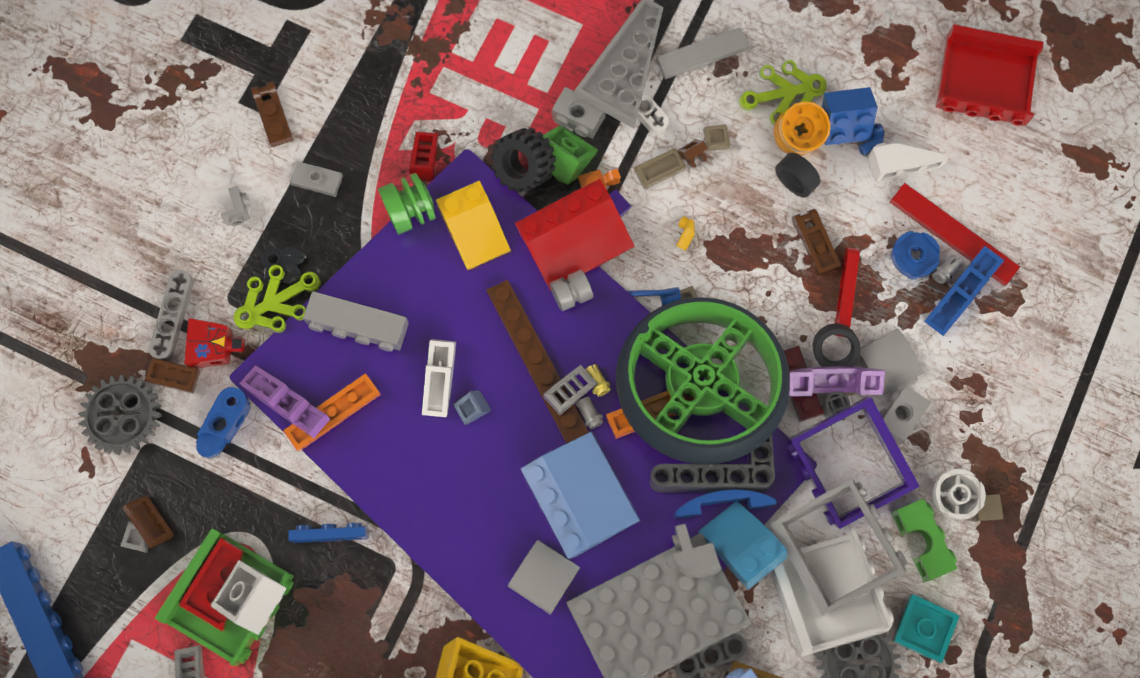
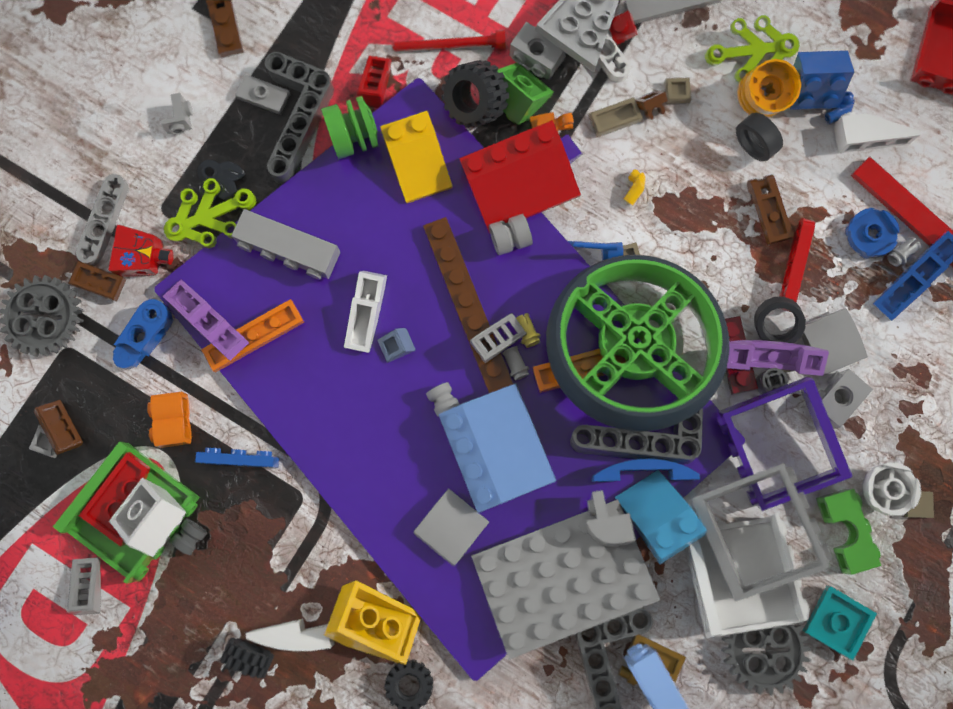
camera: 10 degrees right, 5 degrees up
(258, 502) = (170, 419): none -> orange brick
(287, 614) = (188, 536): none -> dark grey wheel
(356, 195) = (300, 115): none -> dark grey beam
(522, 453) = (442, 398): none -> light grey wheel
(537, 106) = (496, 40): none -> red piece
(657, 83) = (623, 27): none -> red plate

